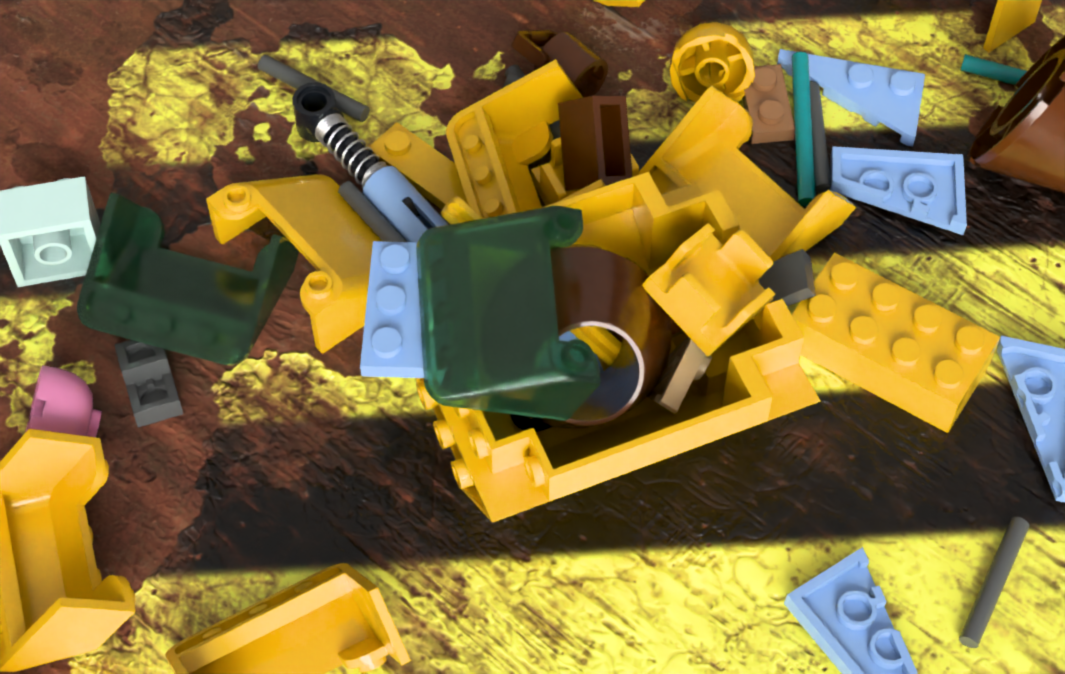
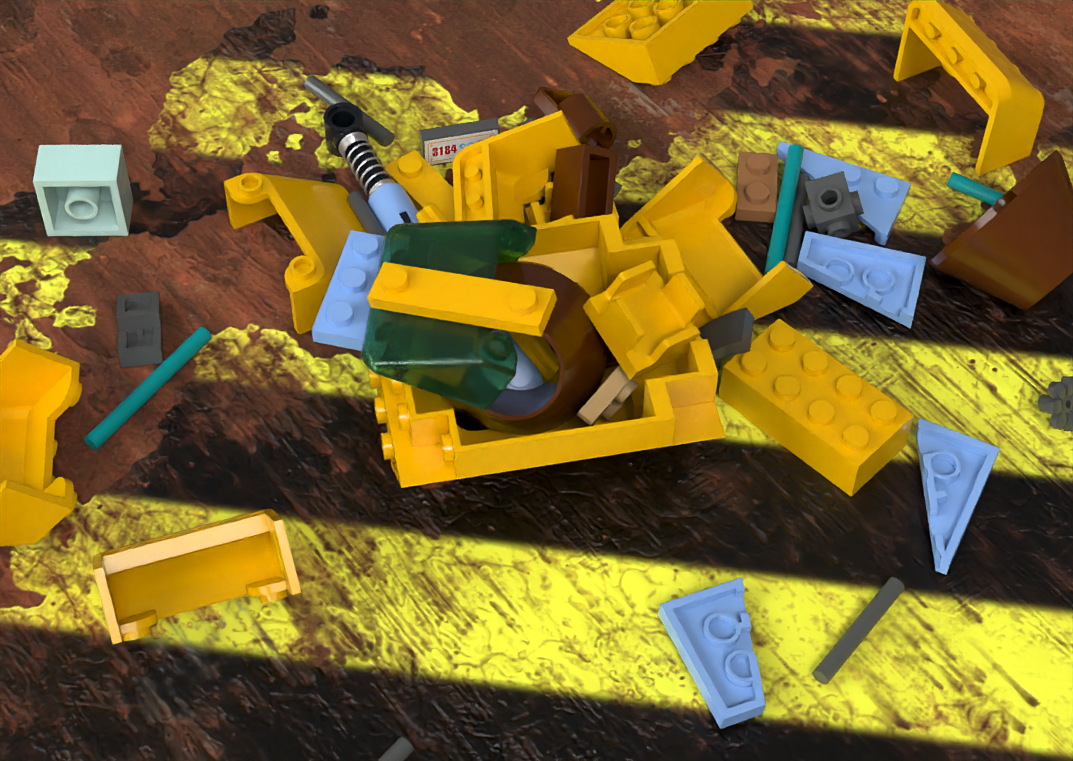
camera: 10 degrees right, 5 degrees down
(63, 404) = (58, 331): bright pink cylinder -> none
(173, 446) = (147, 388): none -> teal bar
(175, 297) = (180, 266): clear green windscreen -> none
(438, 106) = (443, 143): none -> tile
(526, 308) = (462, 298): none -> yellow plate
(713, 57) = (716, 136): yellow cylinder -> none
(854, 115) = (832, 206): none -> dark grey brick

